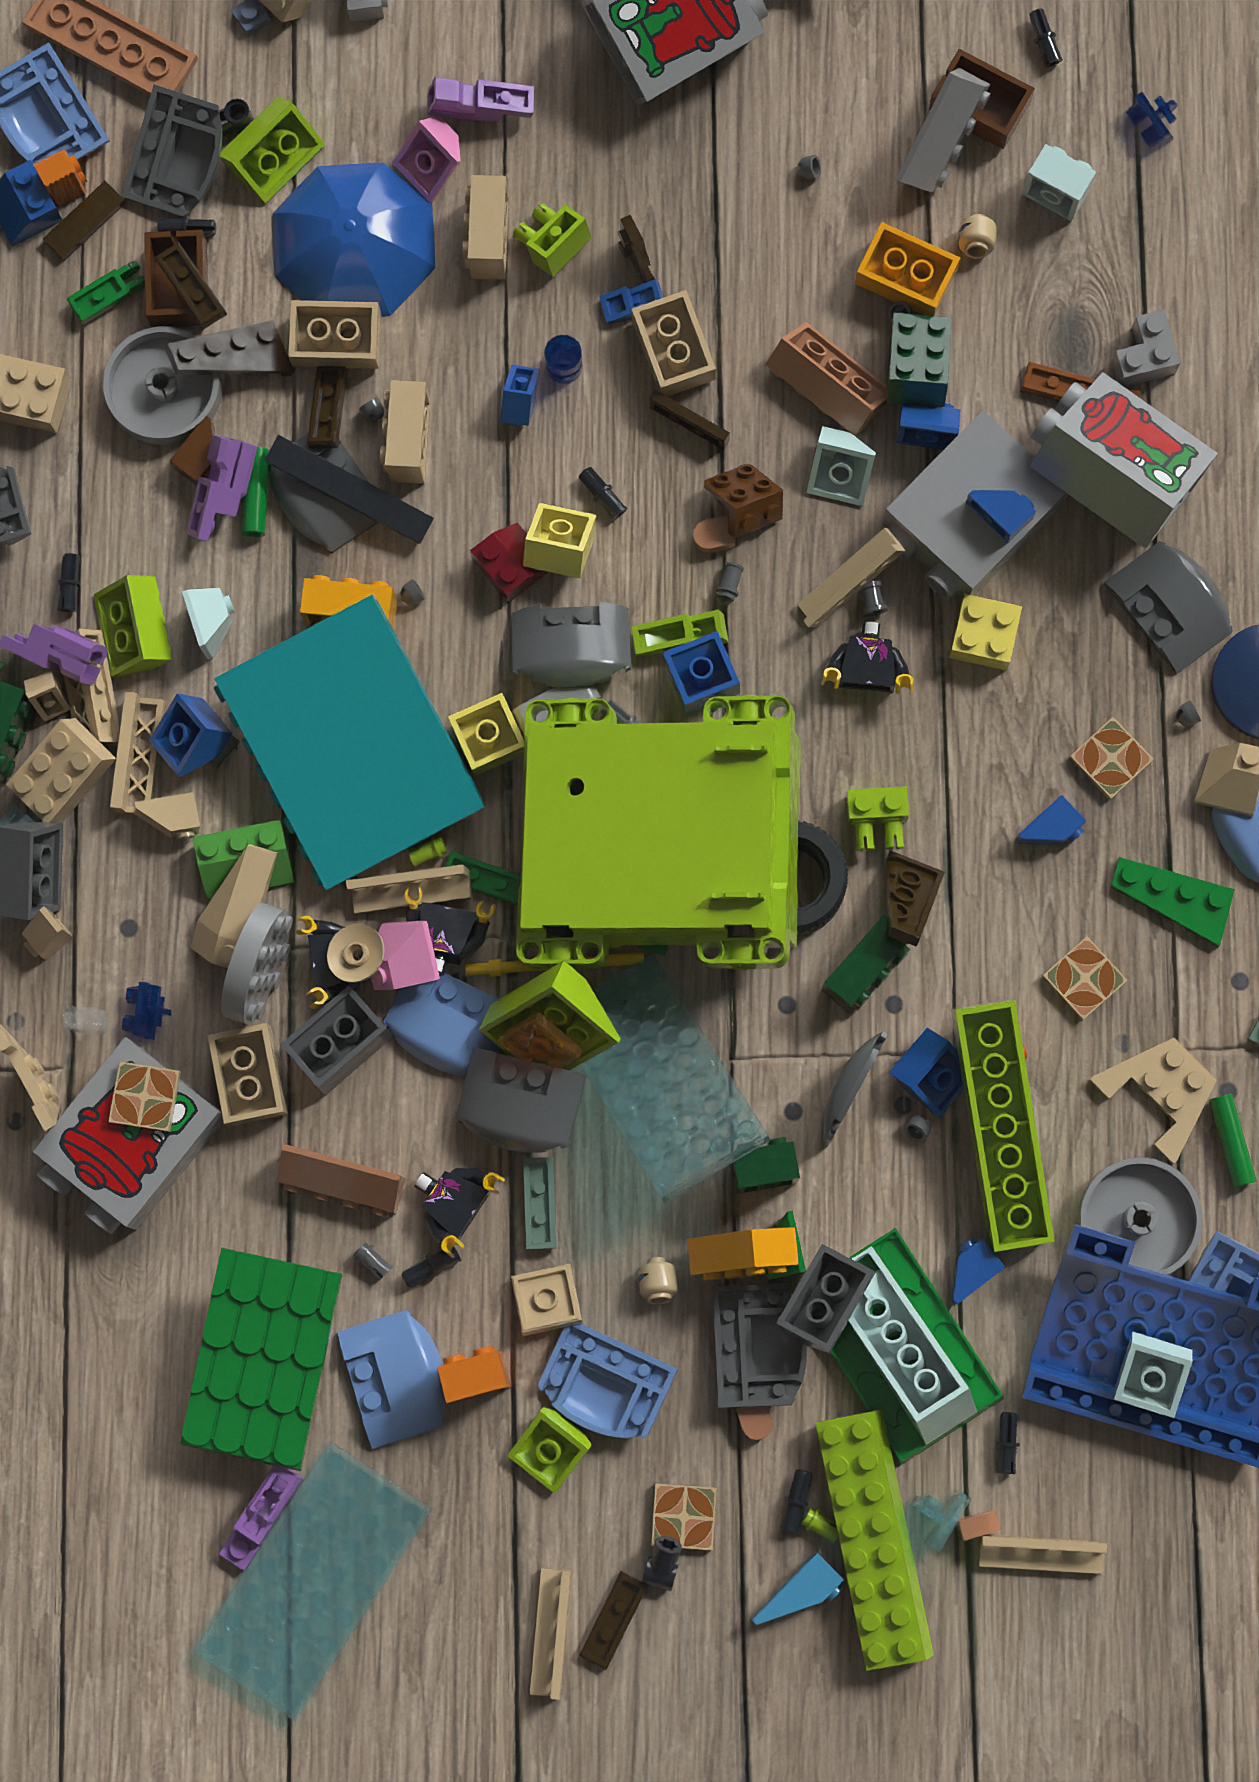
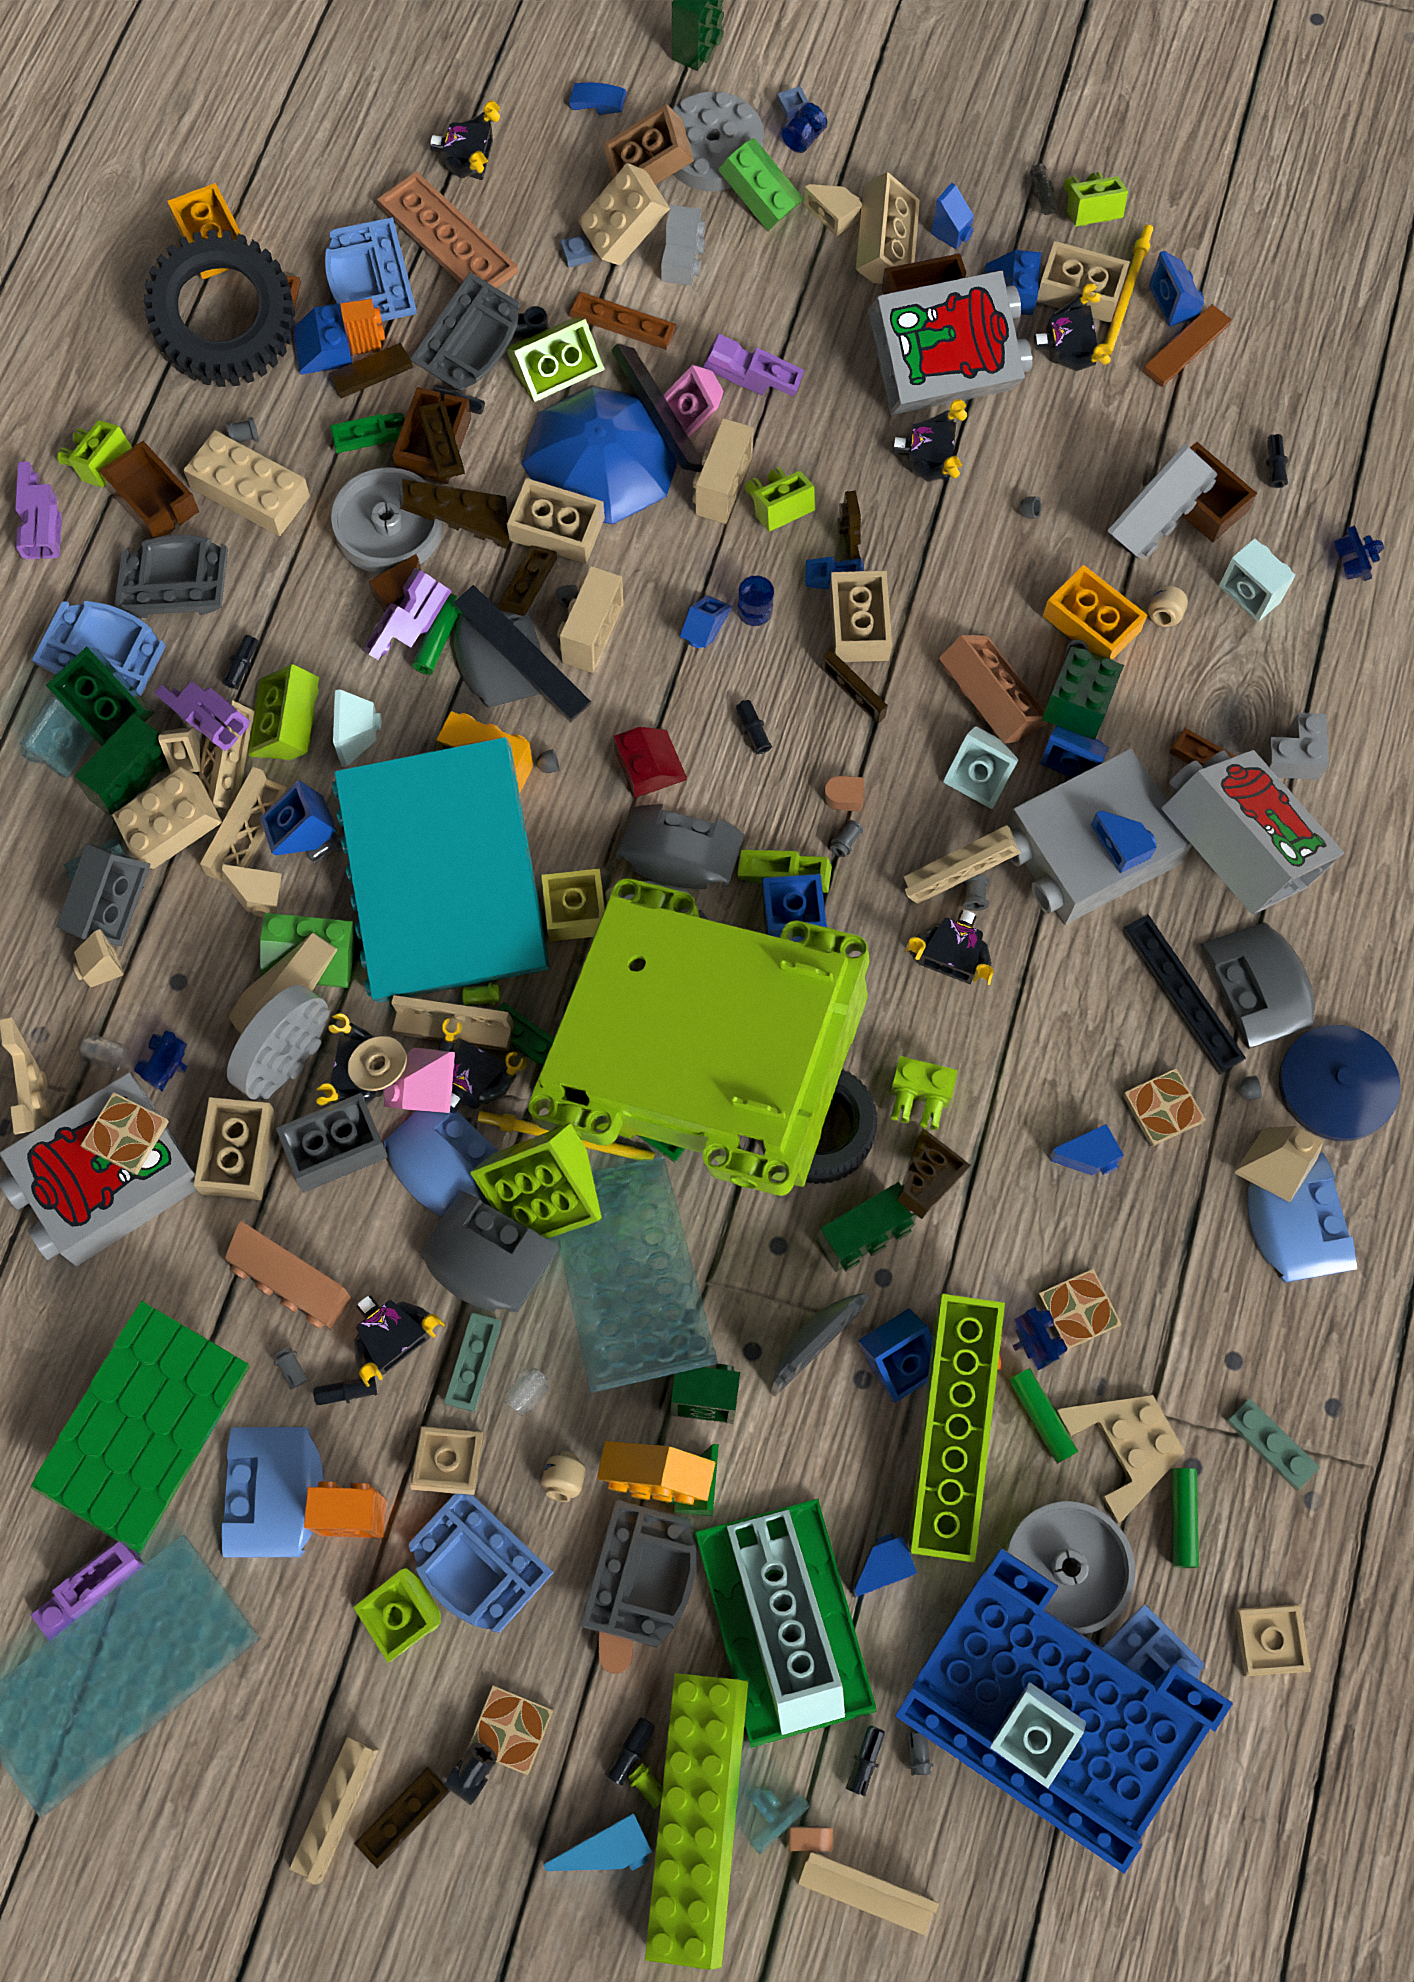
camera: 10 degrees right, 10 degrees down
(325, 82) = (623, 320): none -> dark orange tile
(396, 174) = (658, 408): none -> black tile
(540, 1040) = (524, 1197): clear orange plate -> none
(559, 540) = (698, 752): light yellow brick -> none
(598, 1214) = (526, 1391): none -> clear brick
(690, 130) = (933, 445): none -> black torso
(750, 496) = (888, 769): reddish brown bracket -> none
(825, 1299) = (723, 1546): dark grey slope -> none
(918, 1128) = (866, 1410): dark grey hinge -> none
(985, 632) = (1075, 953): light yellow brick -> none
(1052, 1019) = (1035, 1338): none -> clear blue hips
(1052, 1423) = (919, 1754): none -> dark grey pin
(1079, 1087) = (1043, 1415): none -> green piece
(1100, 638) = (1184, 994): none -> black tile
(1183, 899) = (1200, 1264): green wing -> none

